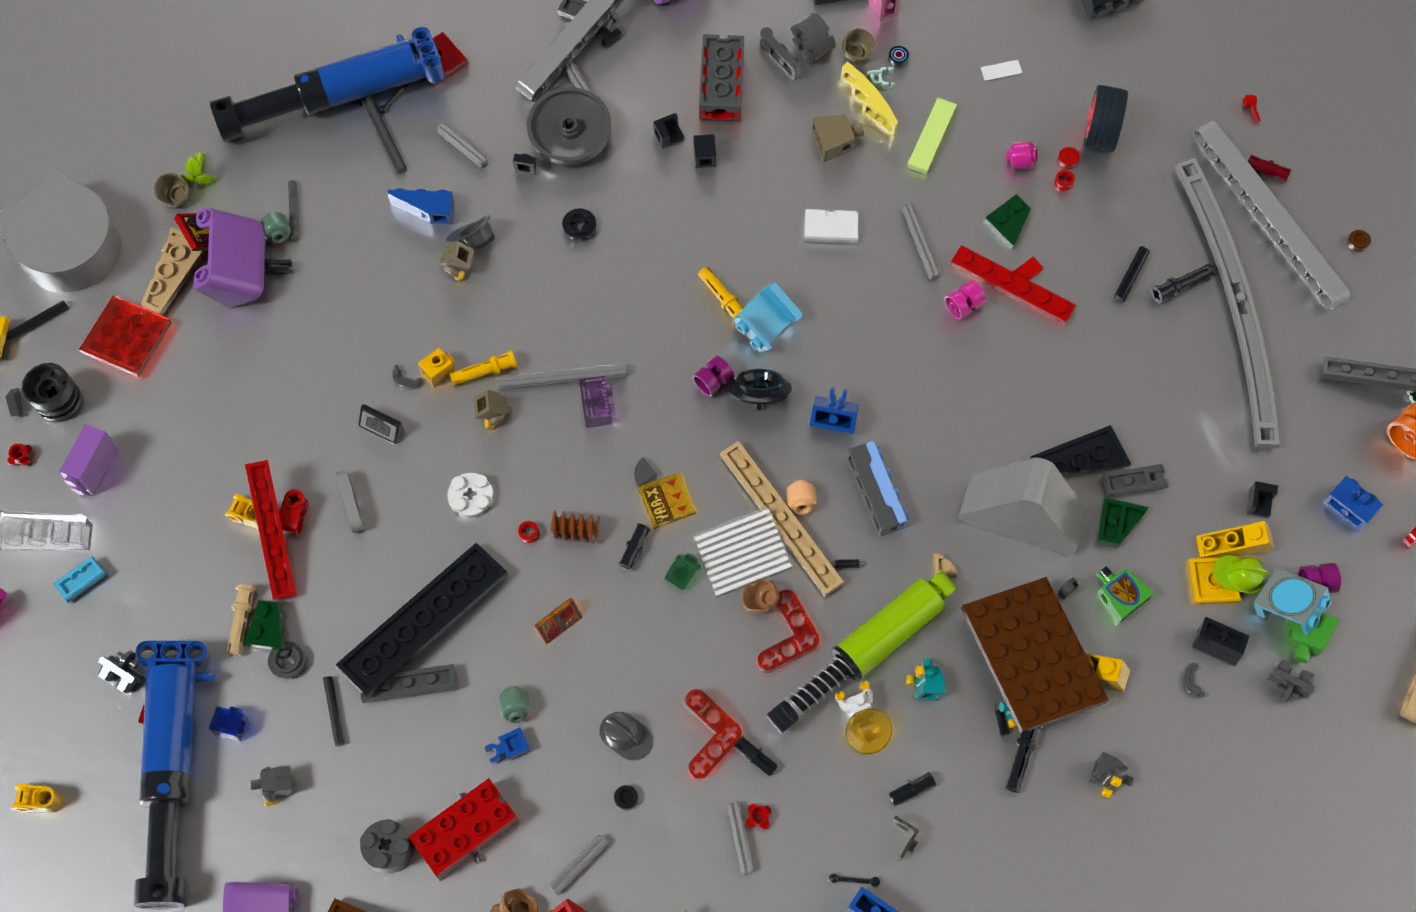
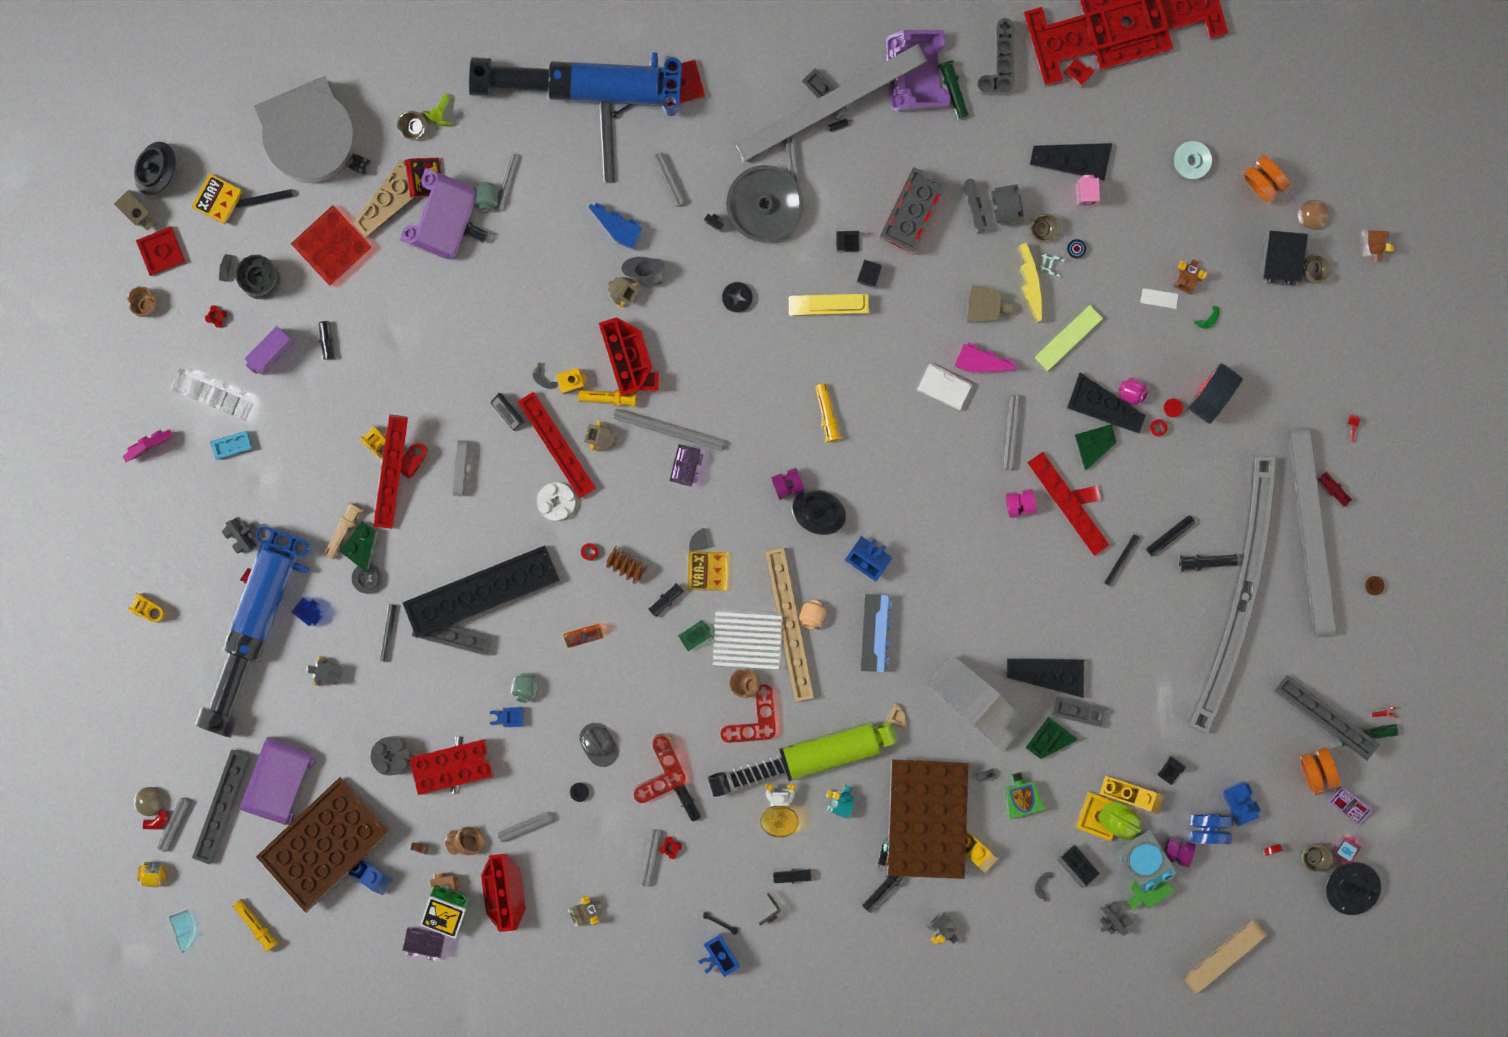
camera: 20 degrees right, 20 degrees up
(128, 247) = (359, 164): none -> black wheel
(152, 431) = (326, 340): none -> black axle
(447, 436) = (556, 444): none -> red plate
(483, 314) = (626, 354): none -> red wedge
(522, 337) = (651, 383): none -> red panel
(679, 191) = (829, 304): none -> light yellow slope
(766, 316) = (851, 450): medium azure panel -> none
(847, 563) = (824, 682): black piece -> none
(853, 188) = (976, 361): none -> dark pink slope
(987, 181) = (1103, 405): none -> black wing
(1020, 37) = (1189, 276): none -> dark orange piece
(1062, 69) = (1210, 321): none -> green piece
(1095, 316) = (1122, 559): none -> black bar
(1340, 537) = (1210, 830): none -> blue wheel

